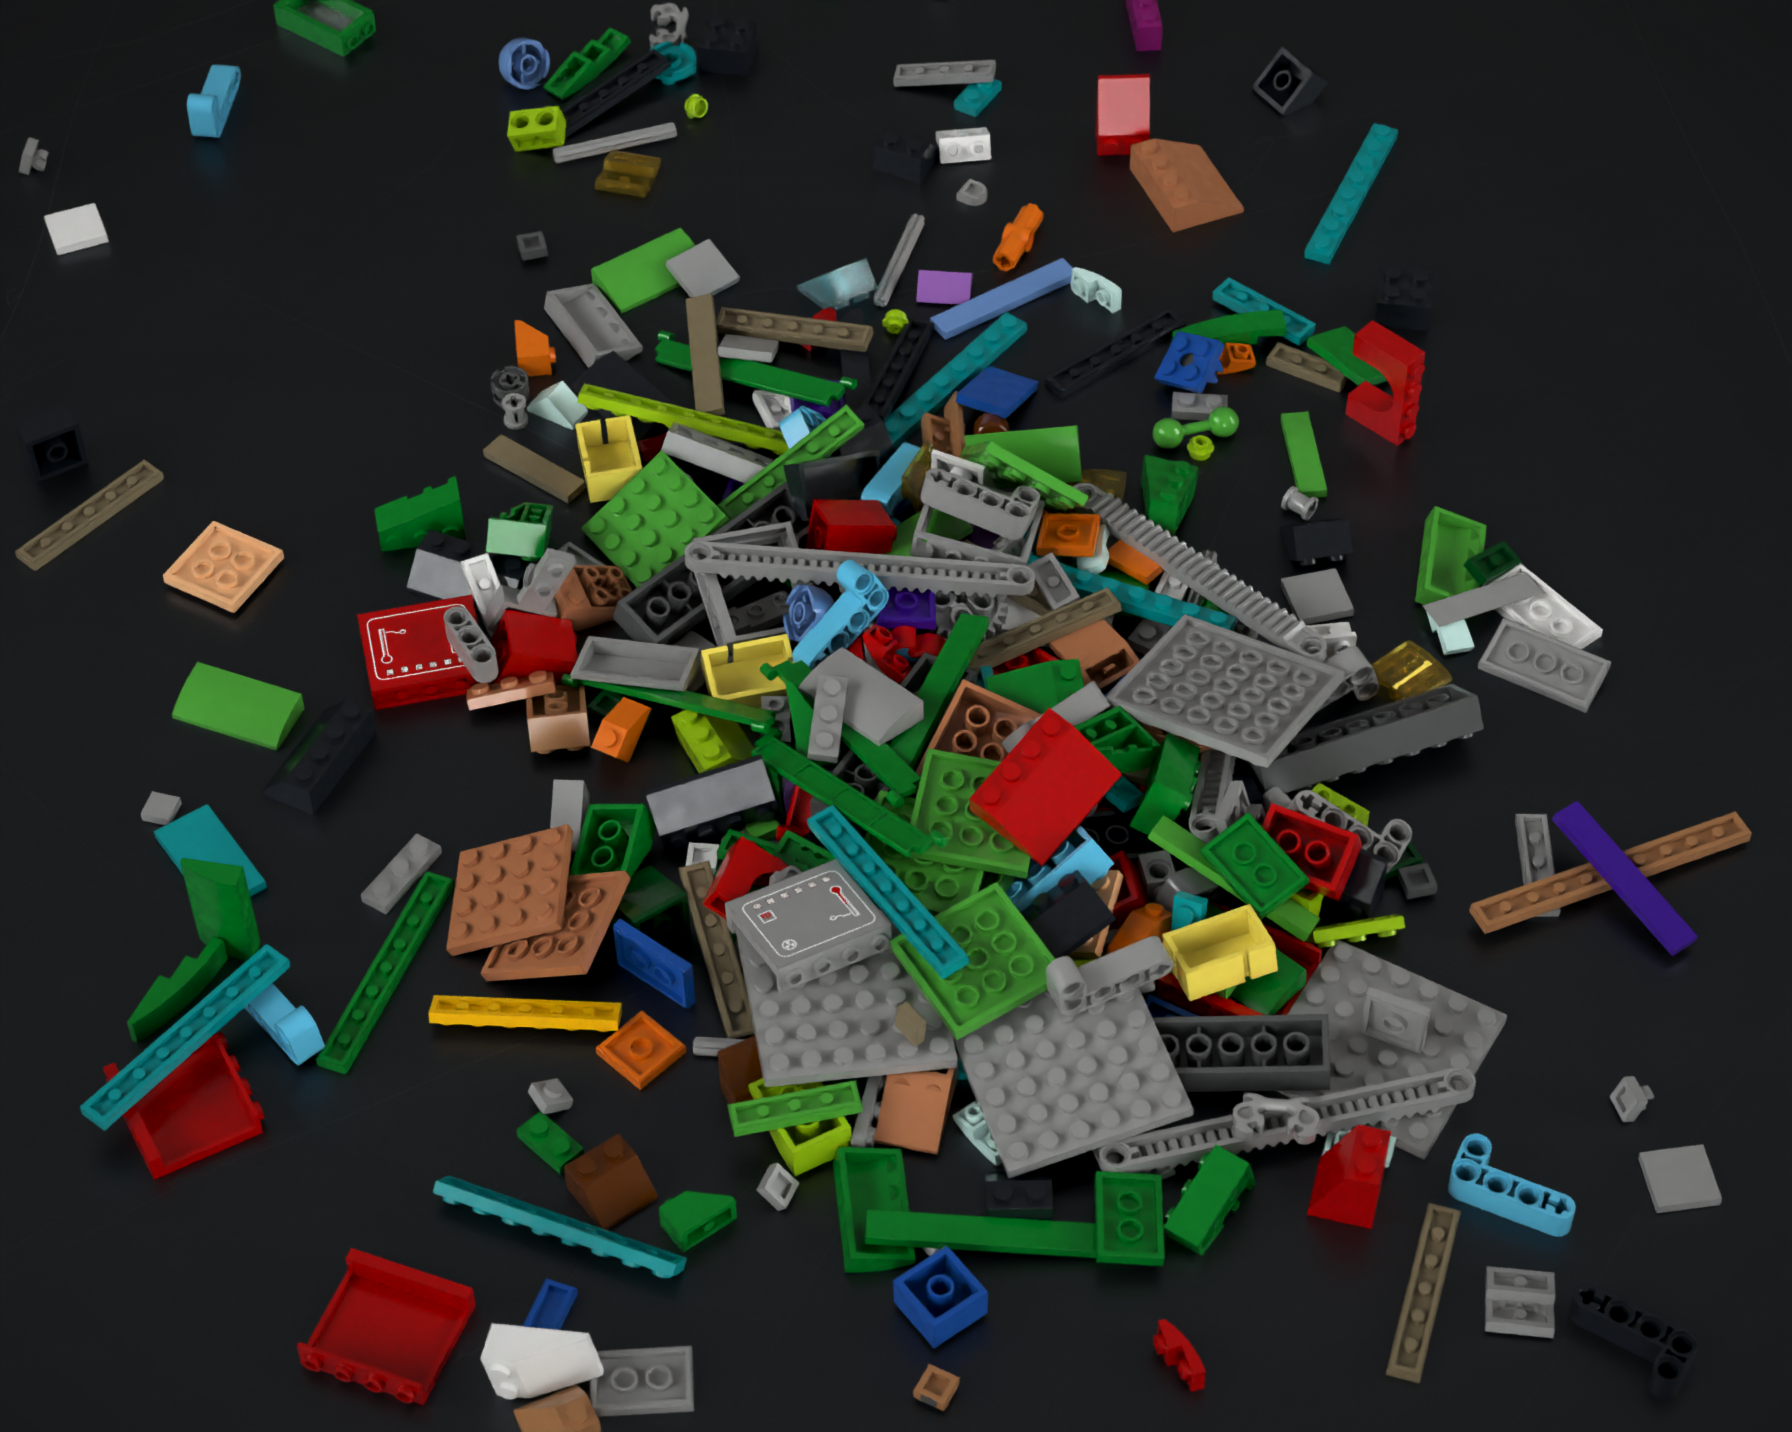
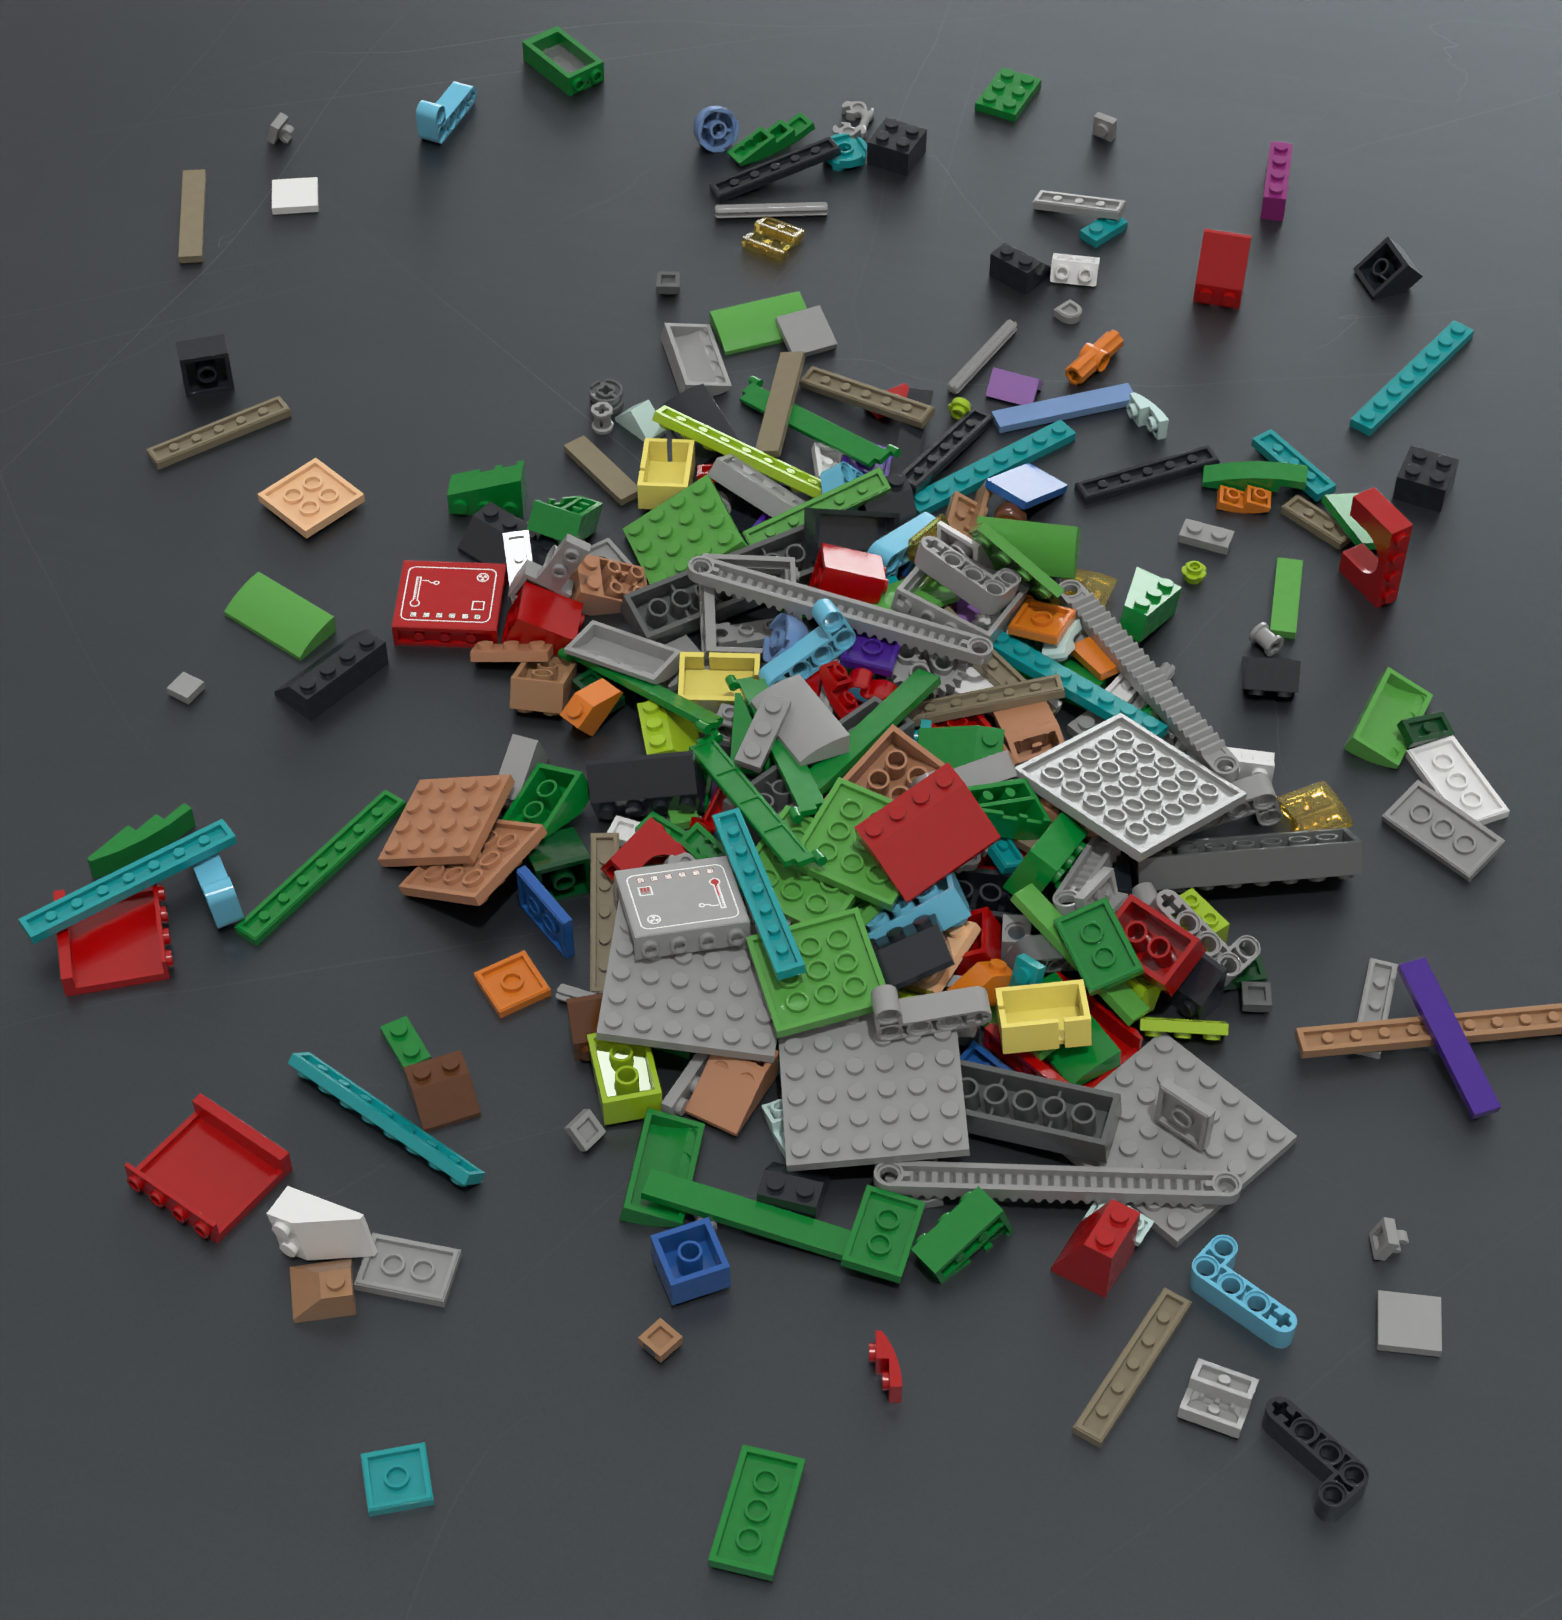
camera: 15 degrees right, 0 degrees up
(205, 838) = (210, 739): teal tile -> none
(222, 906) = (195, 777): green slope -> none
(401, 873) = (364, 787): light grey plate -> none
(471, 644) = (487, 605): light grey beam -> none
(525, 1013) = (424, 929): yellow plate -> none
(533, 350) = (635, 370): orange slope -> none
(536, 128) = (706, 185): lime brick -> none
(550, 1096) = (419, 1005): light grey plate -> none
(551, 1305) = (354, 1186): blue tile -> none
(695, 1216) = (505, 1138): green slope -> none
(696, 106) = (856, 192): lime plate -> none
(748, 348) = (820, 405): light grey tile -> none
(795, 1108) = (618, 1064): bright green tile -> none
(840, 286) = (920, 367): clear light blue slope -> none
(910, 1023) = (739, 1013): dark tan tile -> none
(1053, 582) = (1012, 659): light grey plate -> none
(1182, 183) = (1260, 339): nougat slope -> none
(1191, 362) = (1208, 495): blue piece -> none
(1221, 422) = (1219, 553): bright green piece -> none
(1303, 1119) = (1068, 1185): light grey helmet -> none
(1317, 596) = (1254, 725): light grey tile -> none
(1453, 636) = (1366, 777): light aqua slope -> none
(1482, 599) = (1404, 759): light grey sticker -> none

